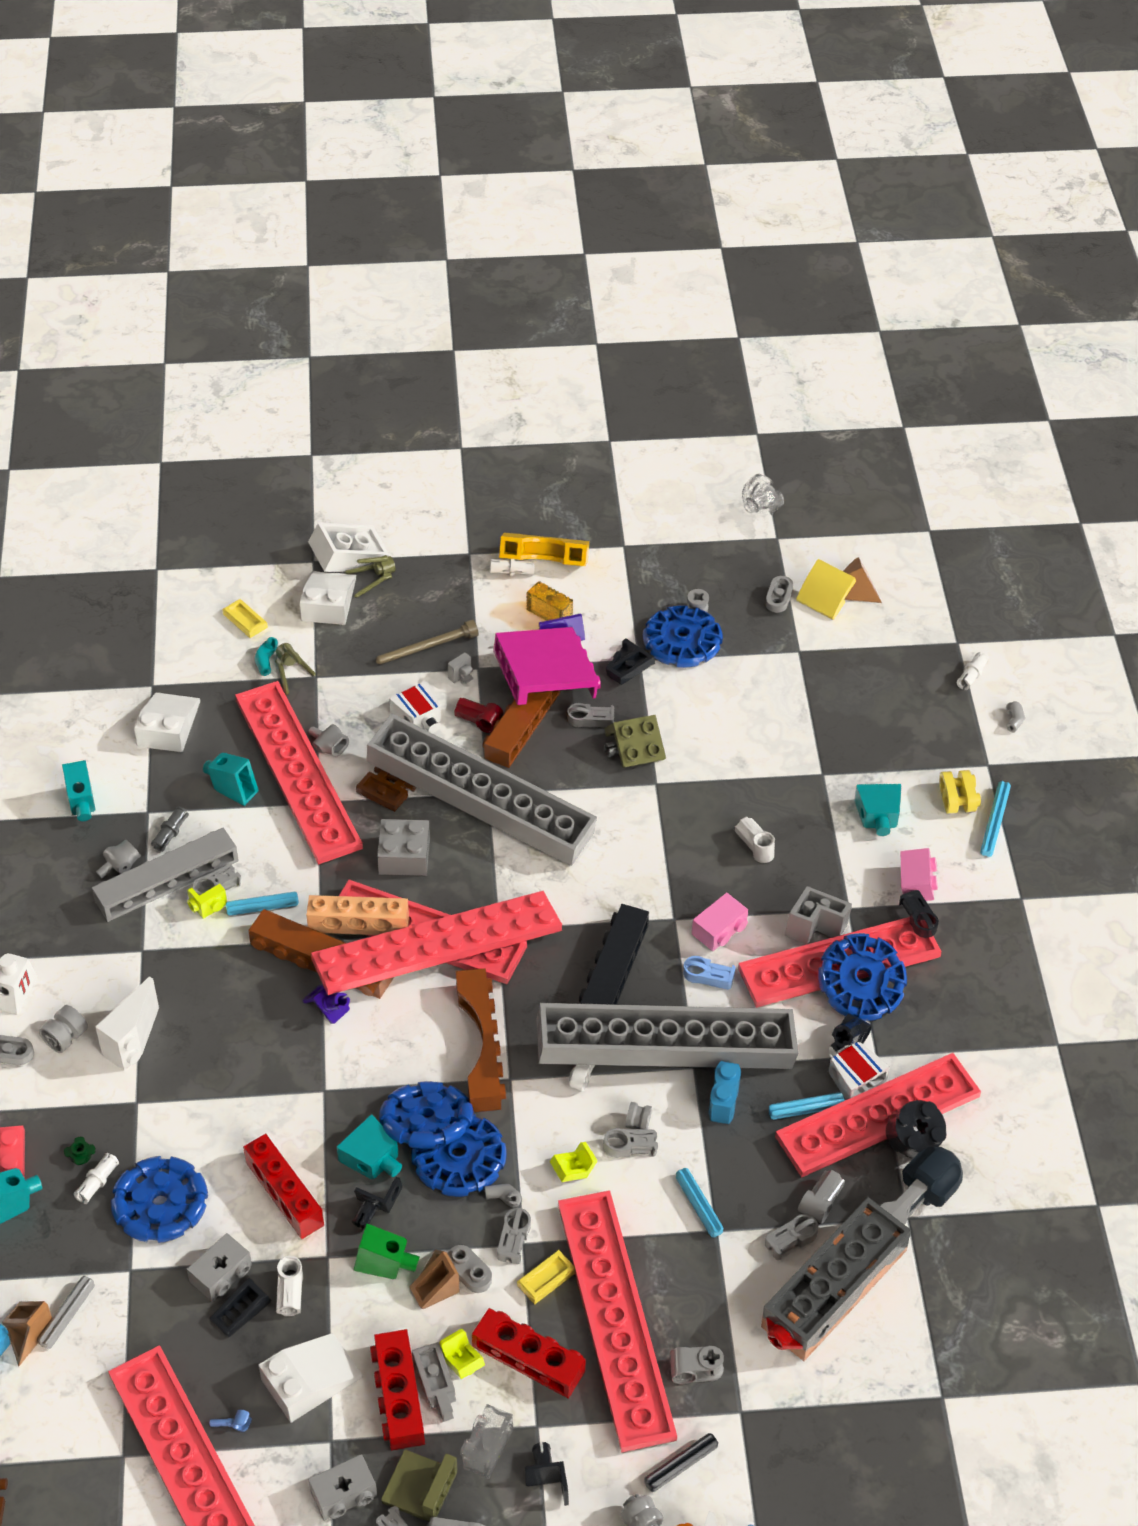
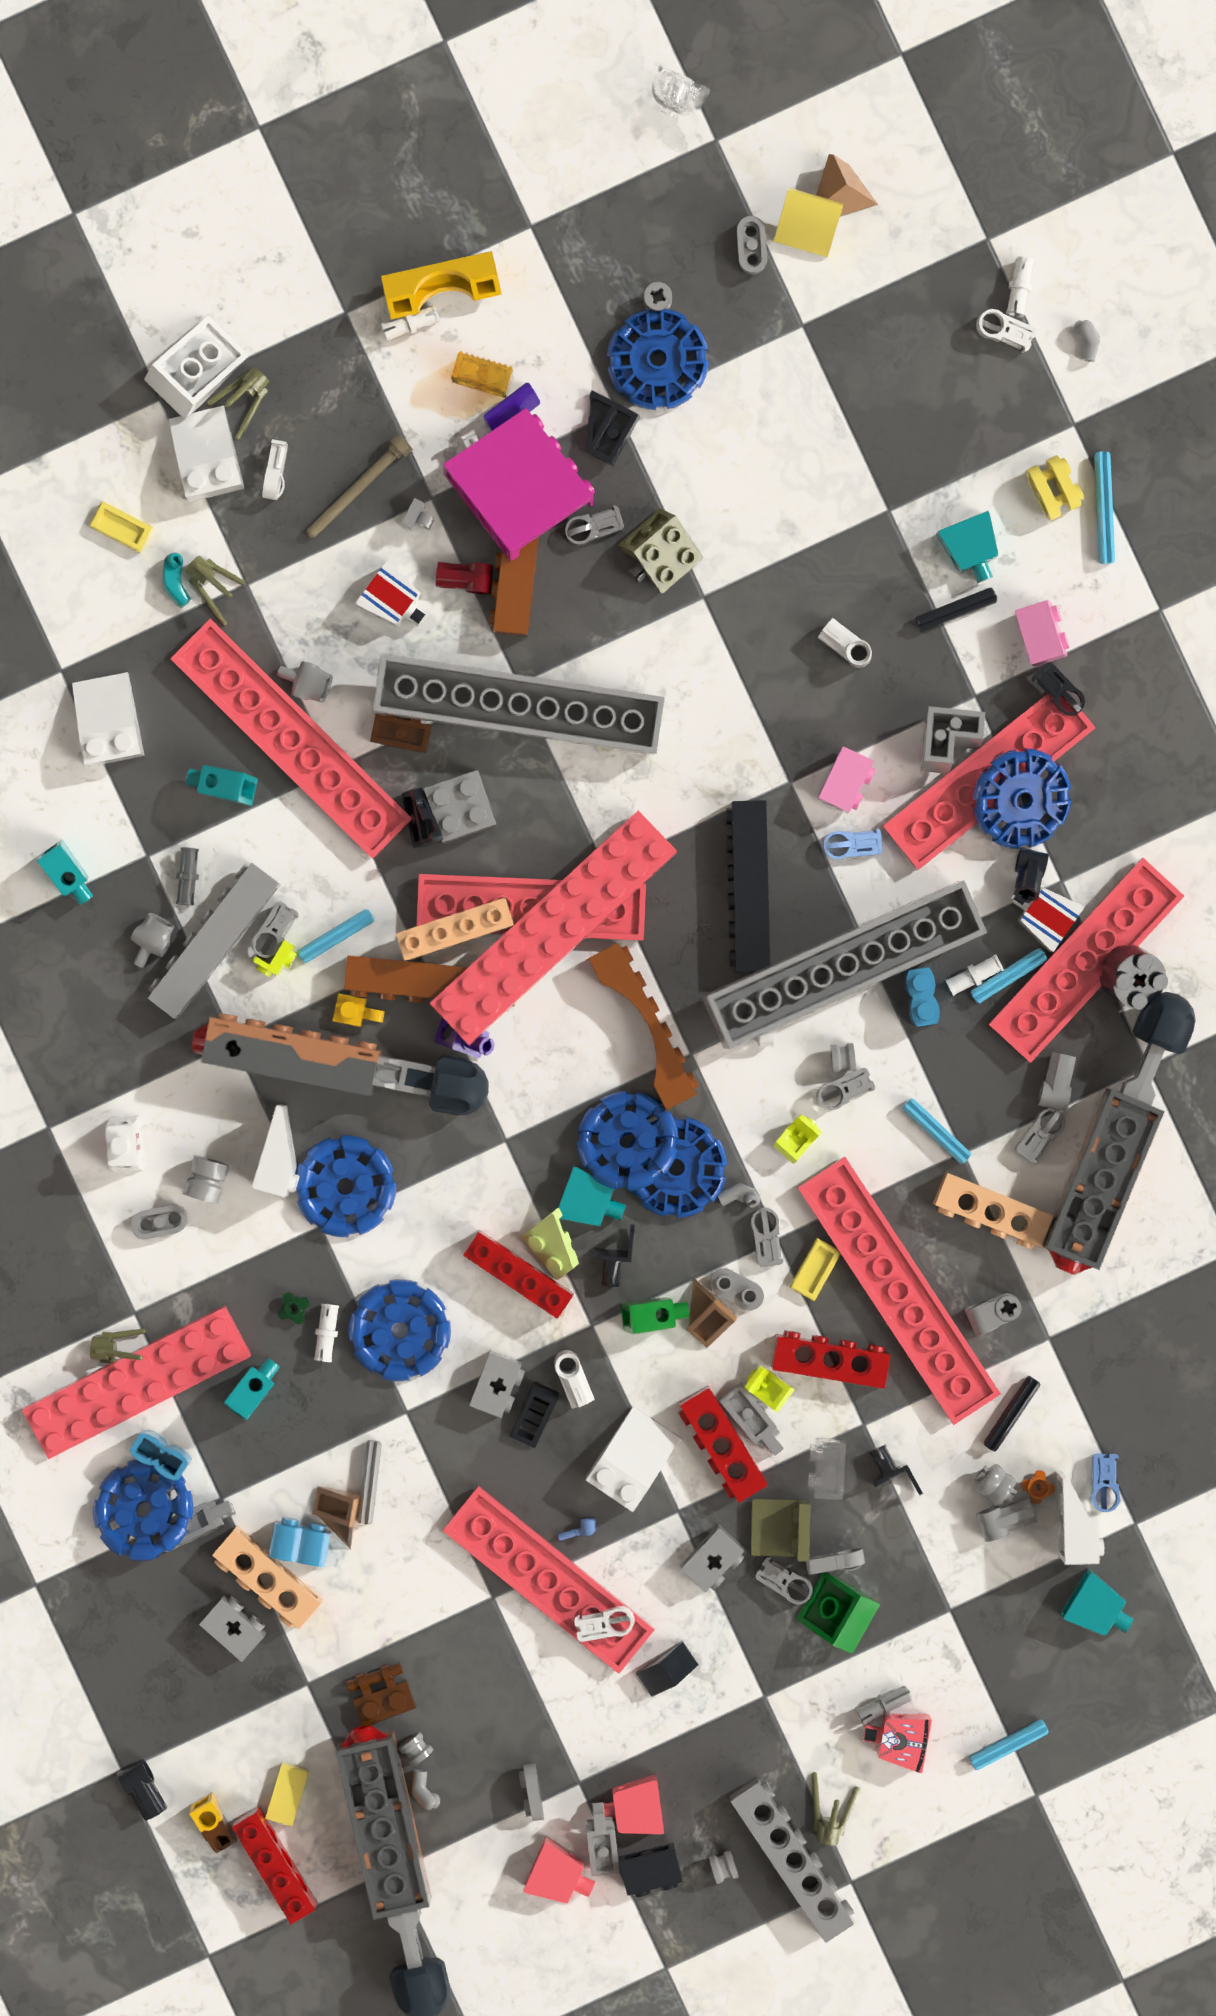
camera: 25 degrees left, 40 degrees up
(173, 1062) = (362, 1190): none -> blue plate
(208, 1503) = (599, 1624): none -> white piece
(211, 976) = (453, 1084): none -> piece
(249, 956) = (353, 1010): none -> yellow plate
(323, 1171) = (552, 1245): none -> yellowish green wing
(370, 844) = (423, 825): none -> black wing
(372, 615) = (274, 470): none -> white piece
(699, 1248) = (1036, 1220): none -> light nougat brick
(776, 1094) = (974, 975): none -> white pin
(853, 845) = (956, 609): none -> black axle
(957, 693) = (1010, 332): none -> white piece

